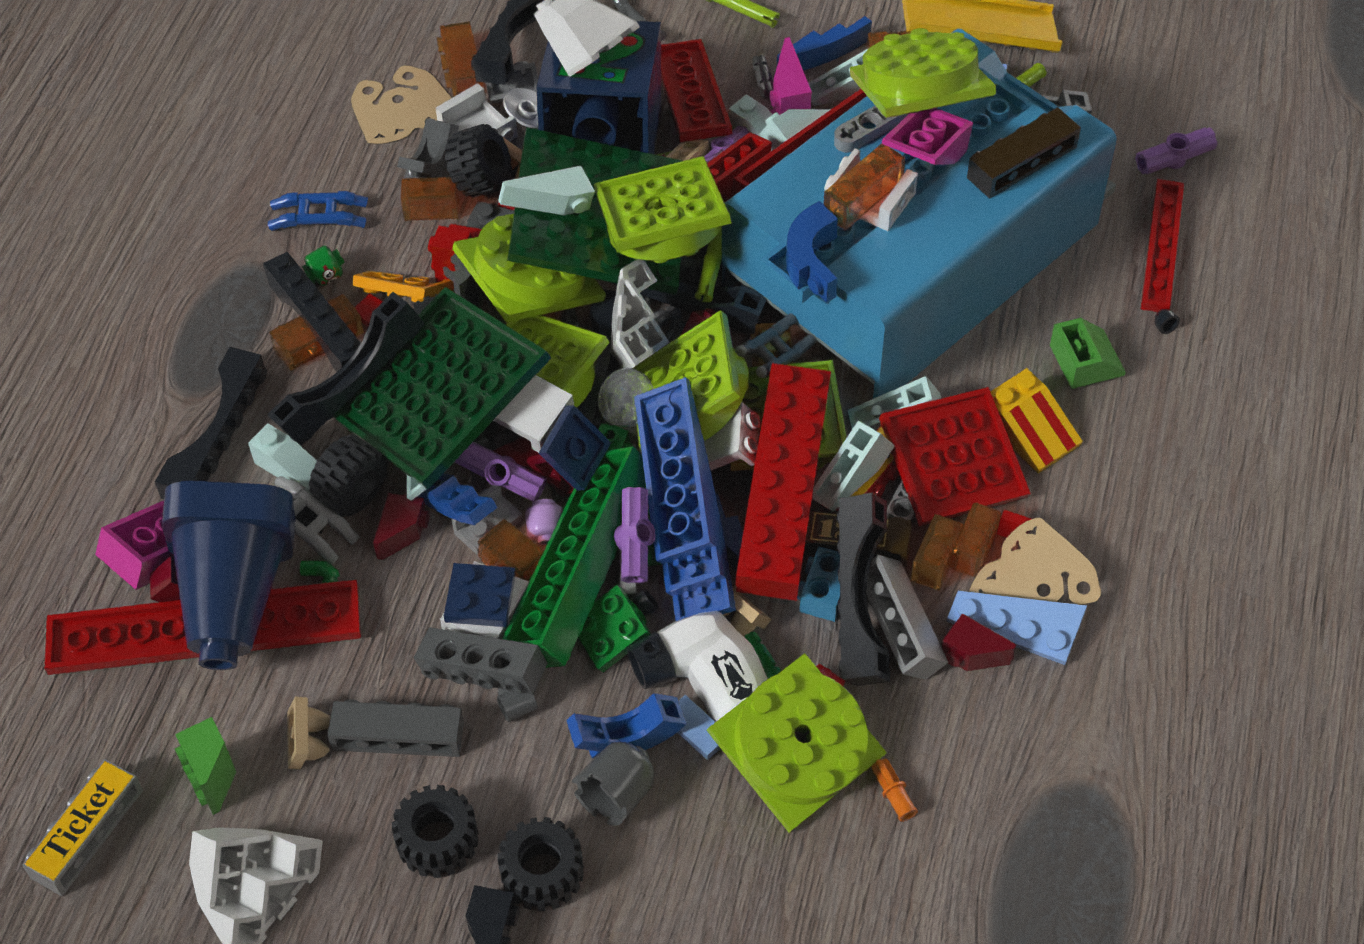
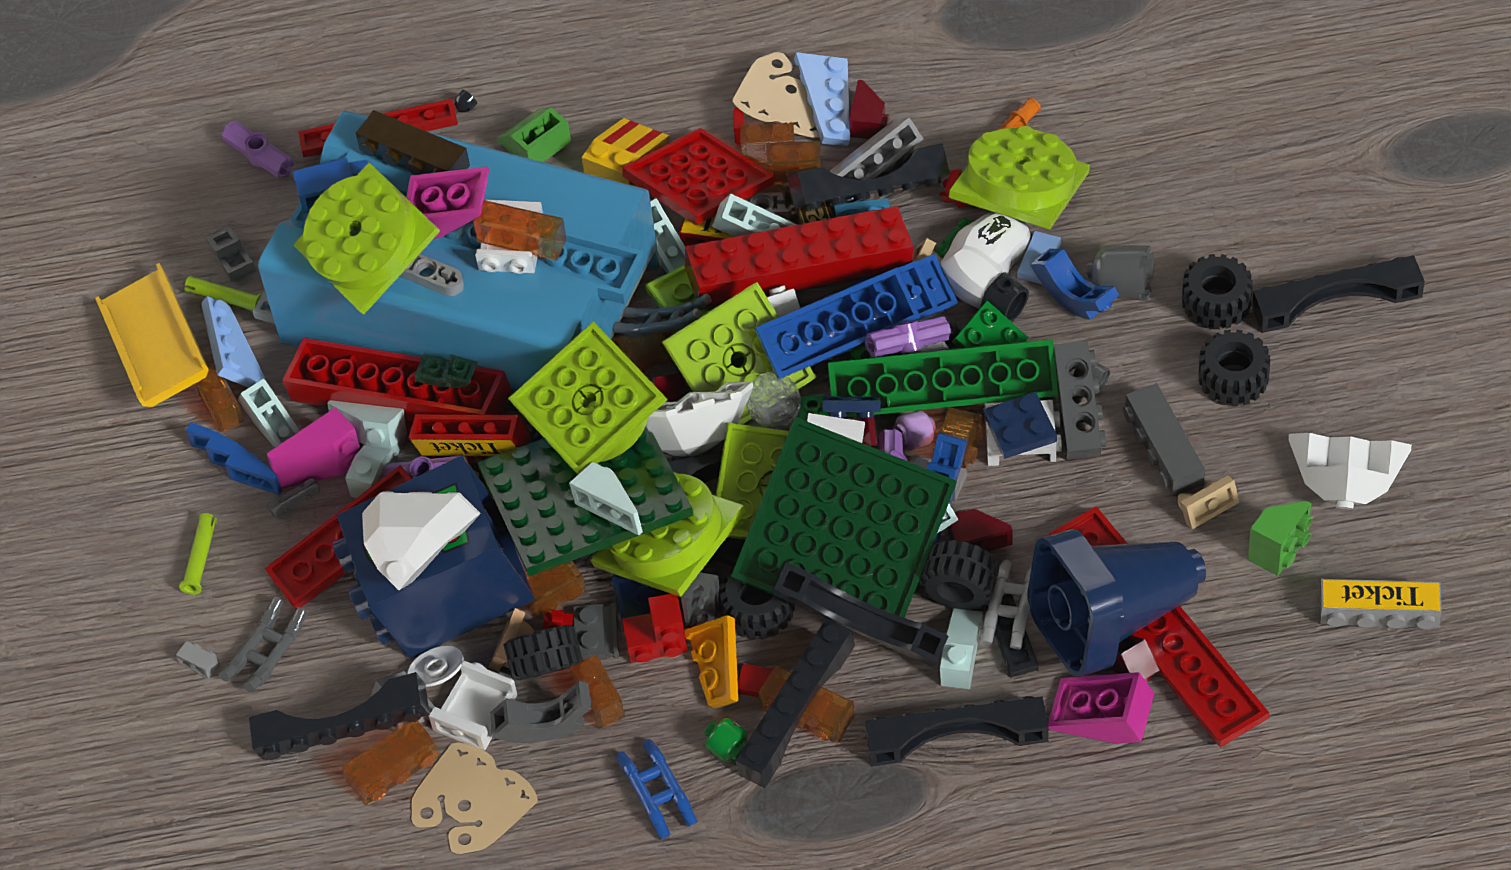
camera: 110 degrees left, 0 degrees up
(806, 235) = (603, 259): blue arch -> none
(1013, 84) = (316, 179): none -> blue hinge

